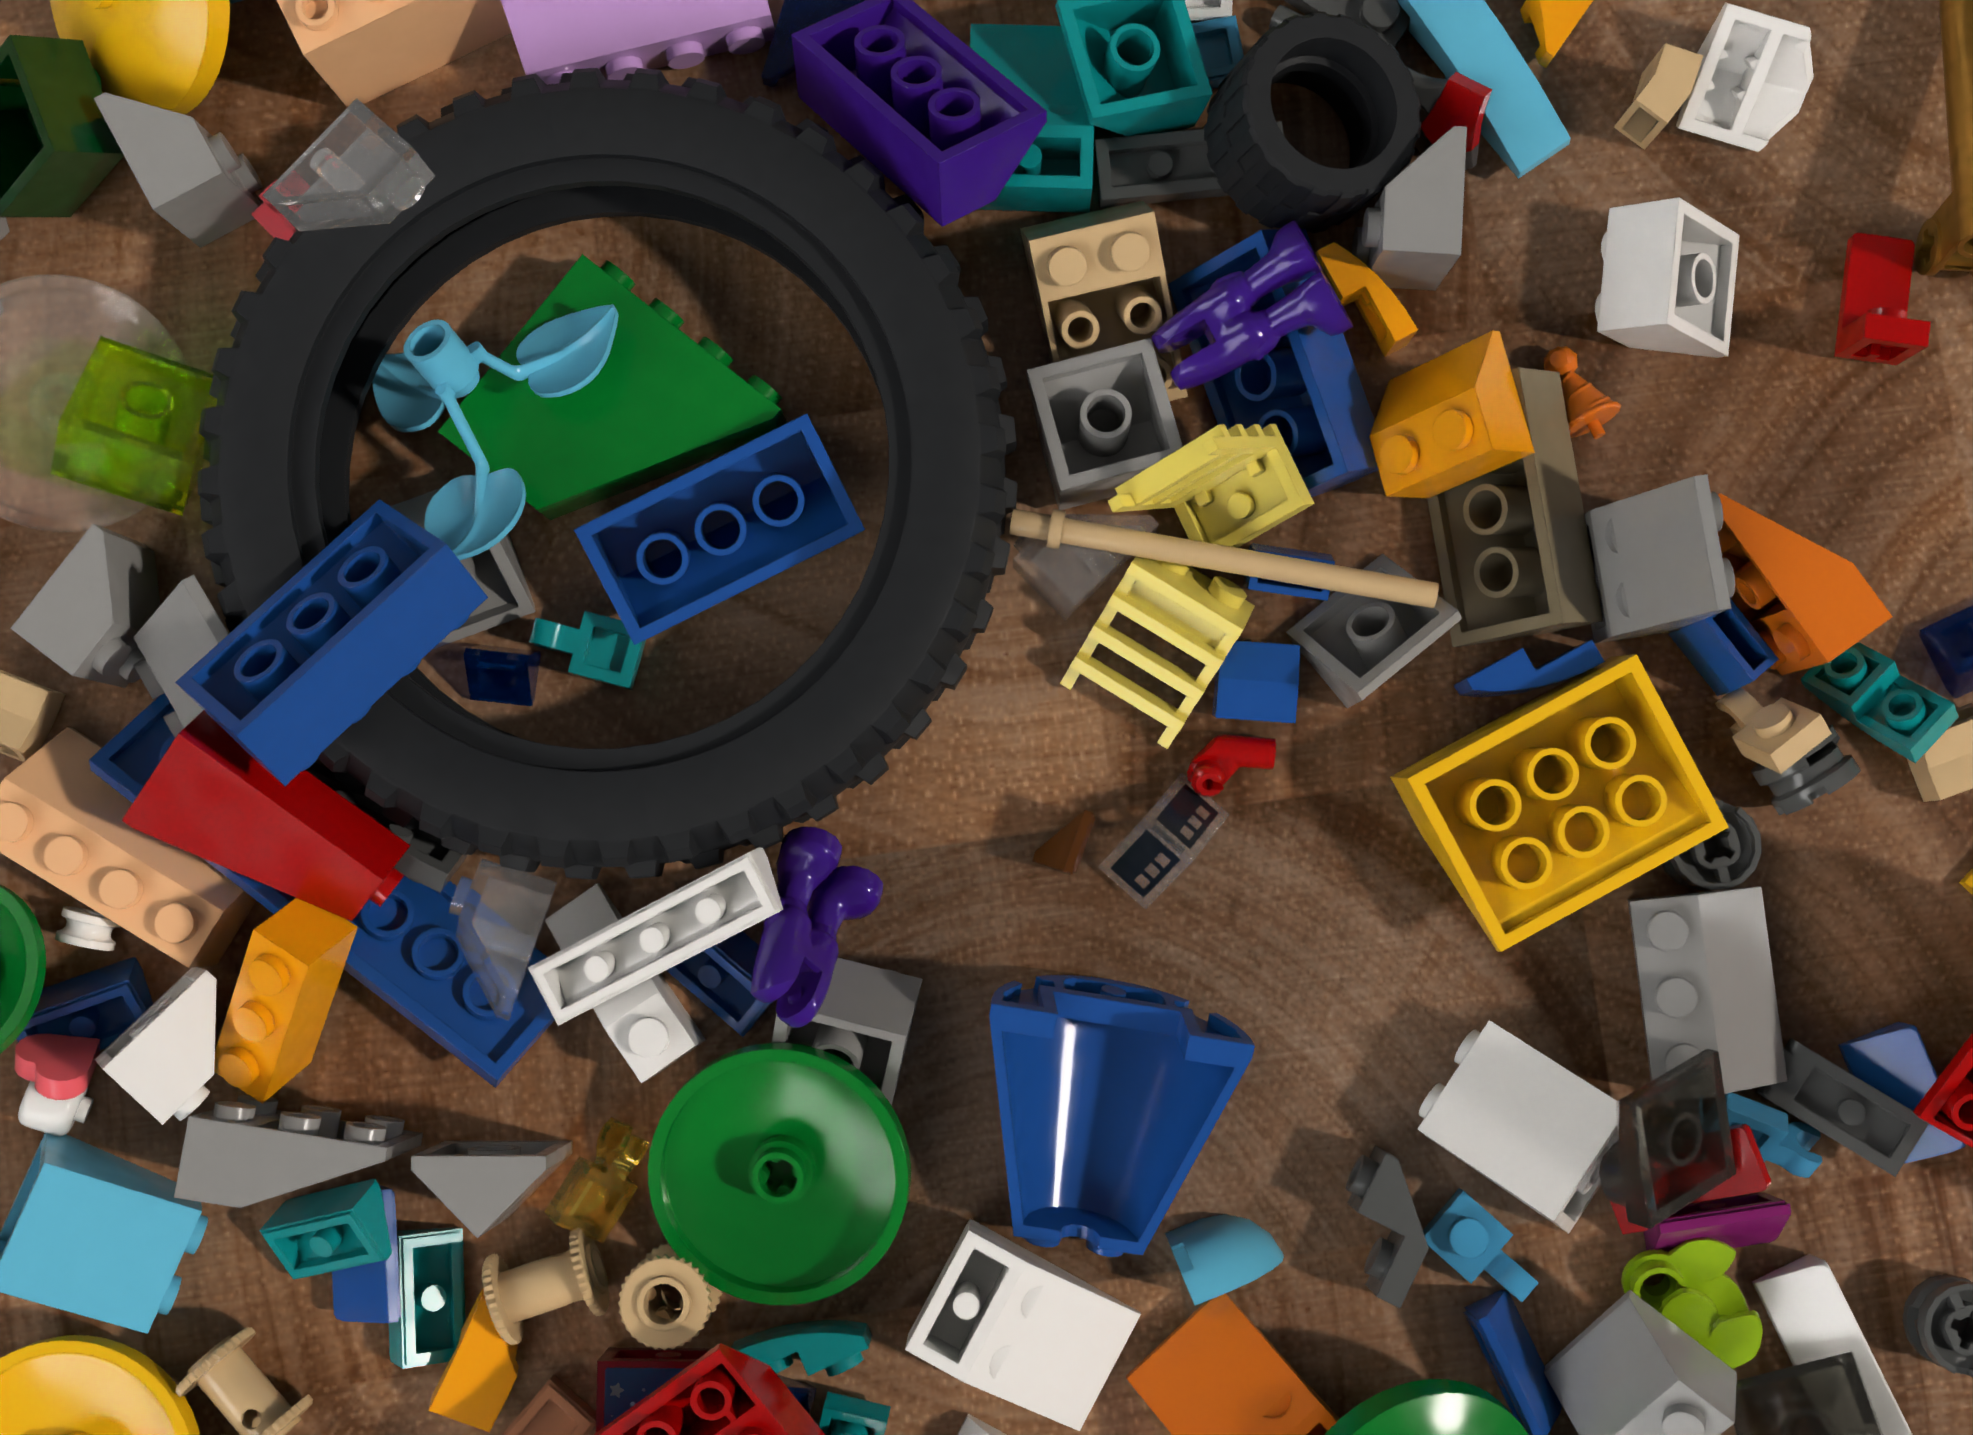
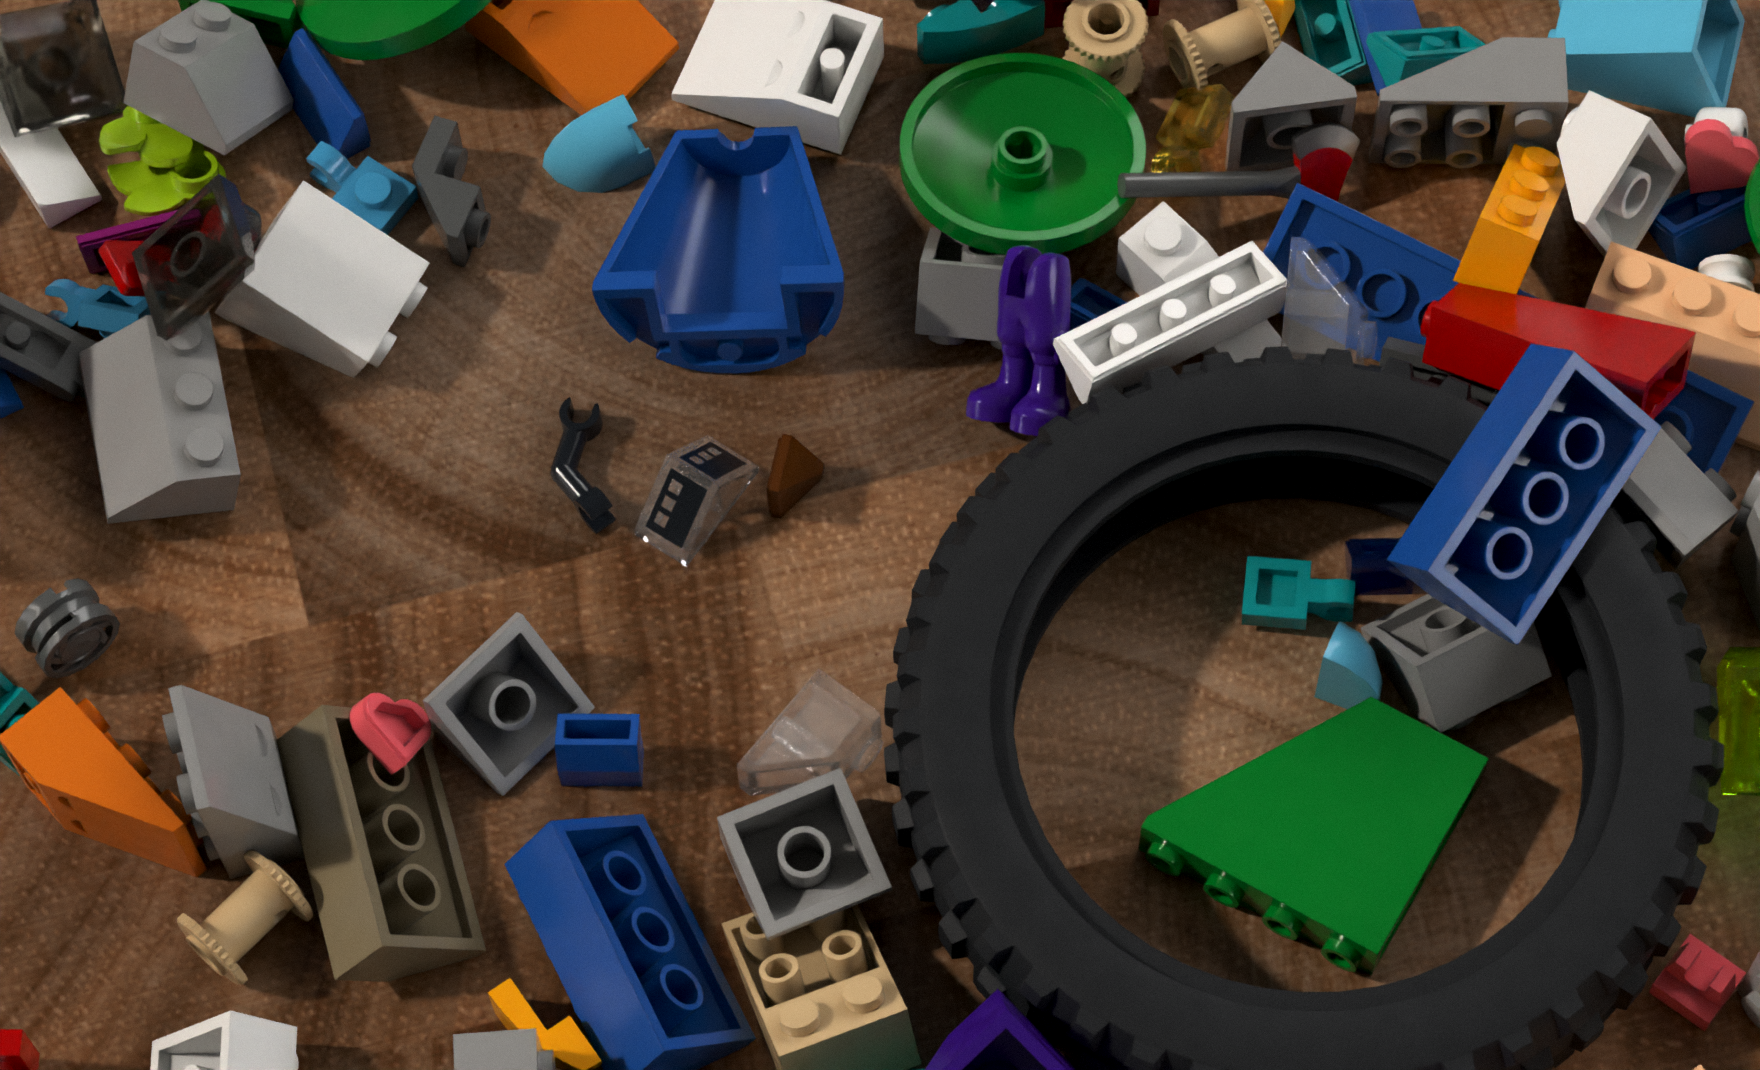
camera: 170 degrees right, 20 degrees down
(351, 176) = (1605, 929): clear slope -> none
(438, 368) = (1366, 828): medium azure plant -> none
(477, 1106) = (1320, 163): none -> piece
(552, 557) = (1348, 669): none -> medium azure brick
(719, 529) = (1184, 711): blue slope -> none
(1058, 529) = (668, 728): tan bar -> none
(1183, 609) = (716, 676): light yellow plate -> none
(1222, 485) = (675, 805): light yellow plate -> none
(1224, 756) = (646, 578): red arm -> none
(1235, 329) = (669, 939): dark purple piece -> none
(1258, 683) = (620, 646): blue piece -> none
(1294, 888) = (588, 500): none -> black arm
(1450, 421) = (450, 900): light orange slope -> none
(1492, 609) = (390, 729): none -> coral tile
(1517, 674) = (348, 681): blue slope -> none
(1560, 800) = (314, 566): yellow slope -> none
(1585, 405) = (305, 961): orange piece -> none
(1641, 446) = (245, 917): none -> tan hose
(1723, 858) = (158, 555): dark grey wheel -> none
(1725, 650) = (127, 715): blue piece -> none
(1773, 733) = (99, 648): tan plate -> none

